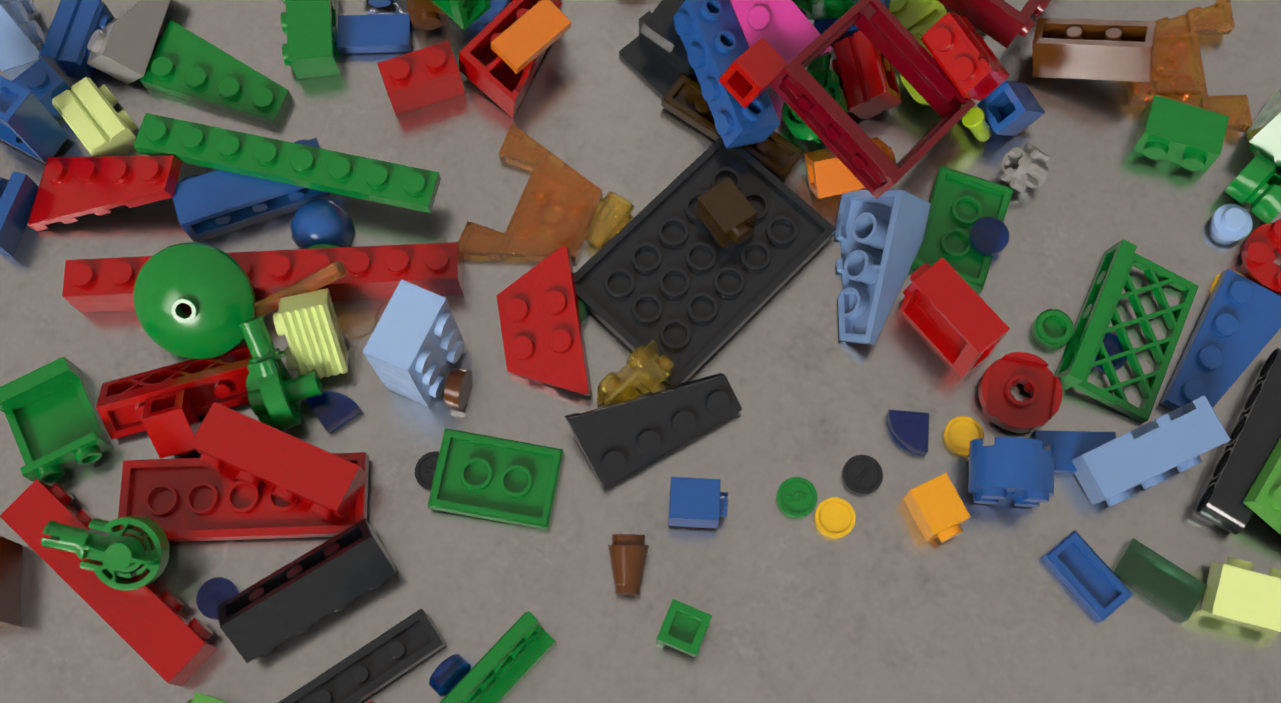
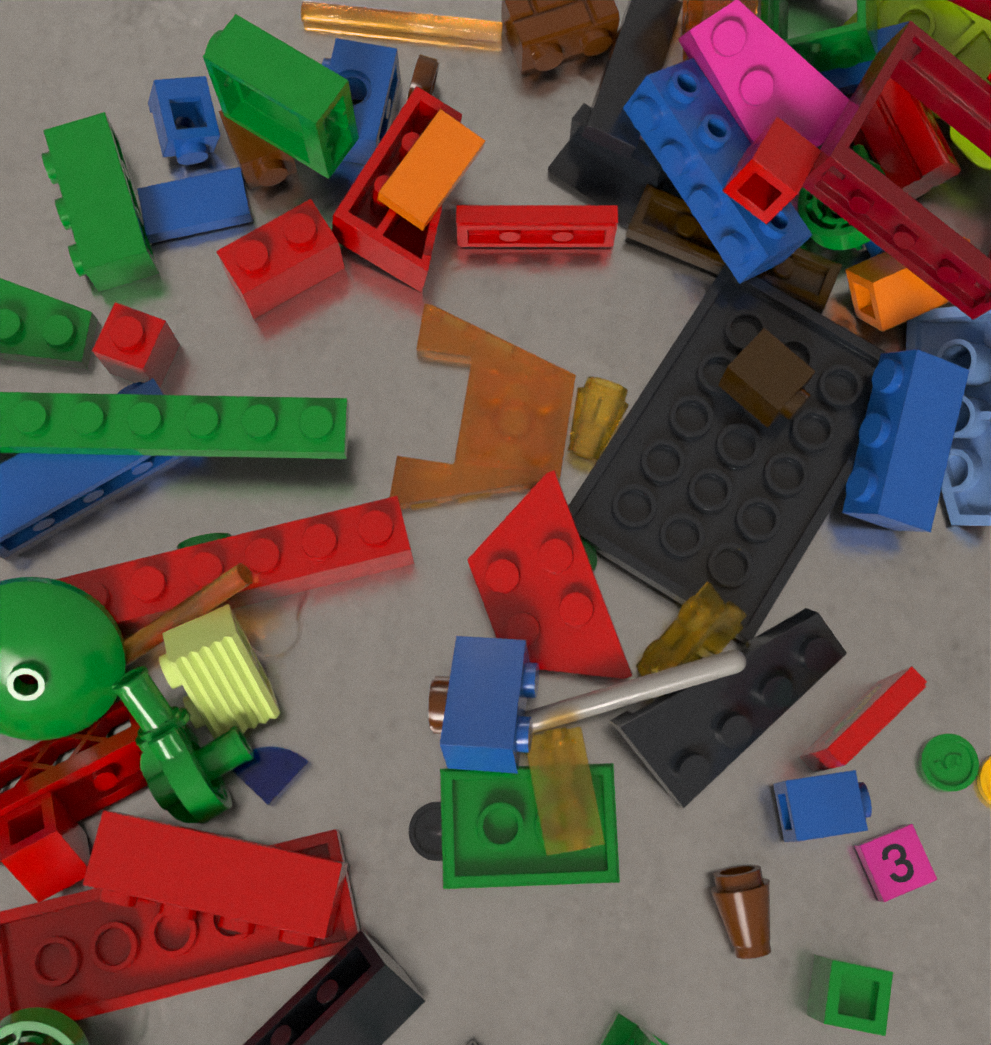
camera: 15 degrees left, 5 degrees up
(311, 116) = (136, 345): none -> red brick
(321, 223) = (188, 504): blue hair -> none
(415, 343) = (377, 661): light blue brick -> none
(483, 388) = (487, 705): none -> blue brick
(489, 412) = (637, 690): none -> light grey piece
(523, 456) = (564, 791): none -> clear yellow hinge
(599, 87) = (536, 225): none -> red tile
(736, 448) = (864, 720): none -> red tile
(741, 554) = (895, 862): none -> dark pink tile
(813, 272) = (905, 440): none -> blue brick

